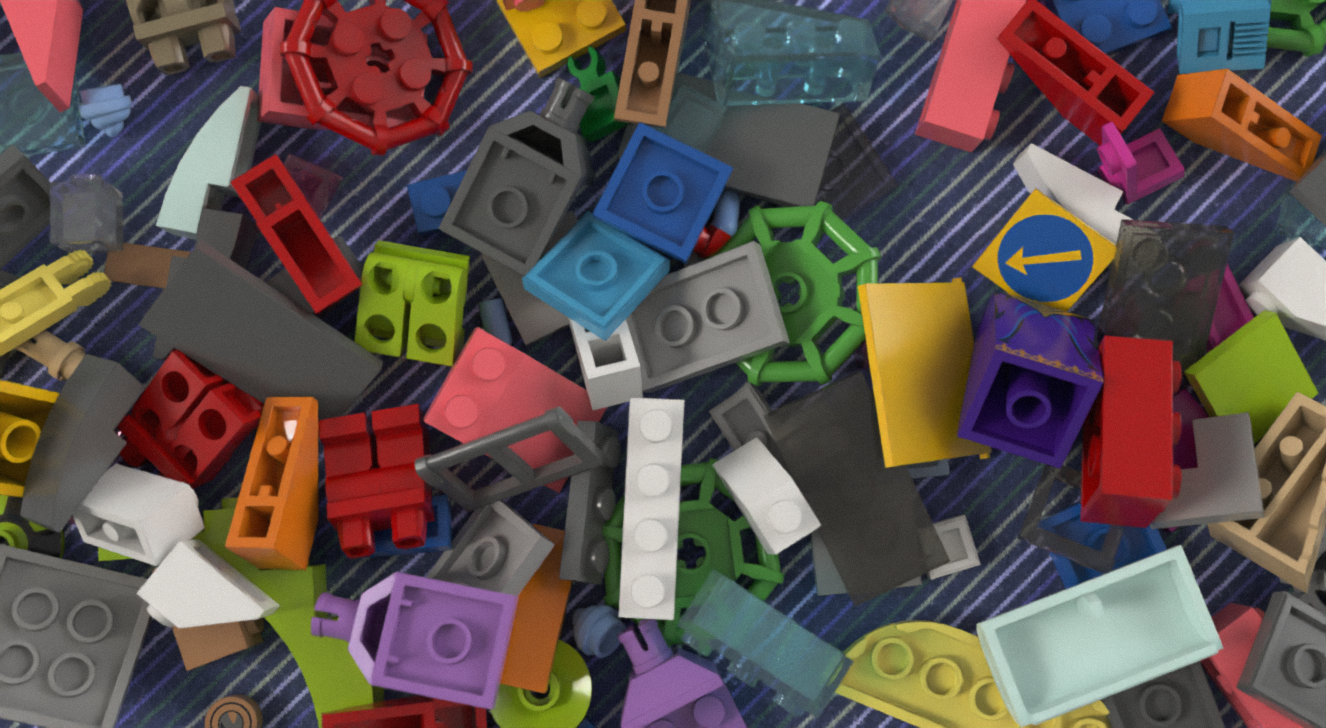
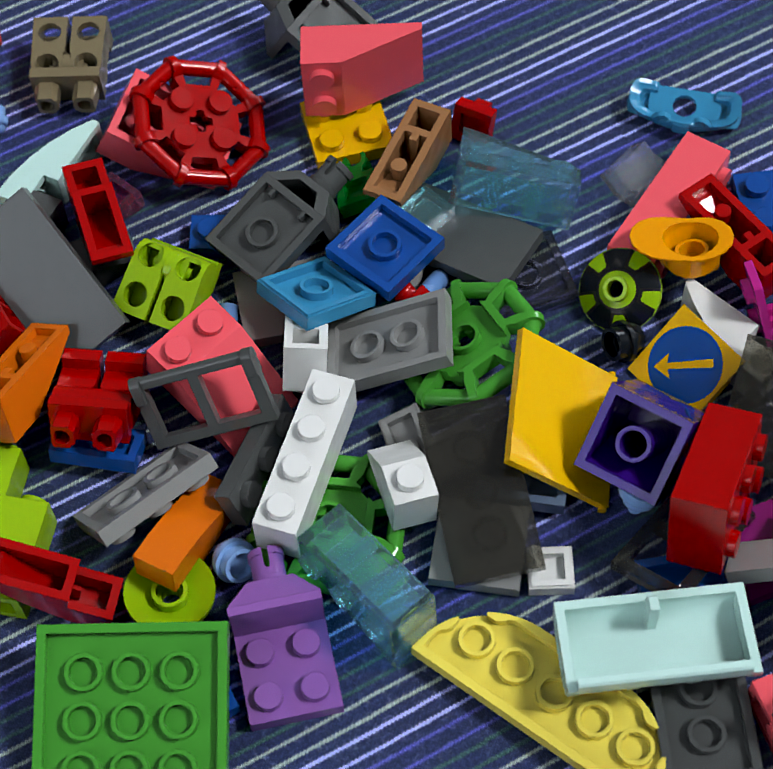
camera: 20 degrees right, 25 degrees down
(425, 636) = (92, 496): medium lavender plate -> none
(952, 150) = (640, 288): none -> dish
(964, 239) = (623, 341): none -> black plate
(1020, 105) = (683, 245): none -> light orange piece

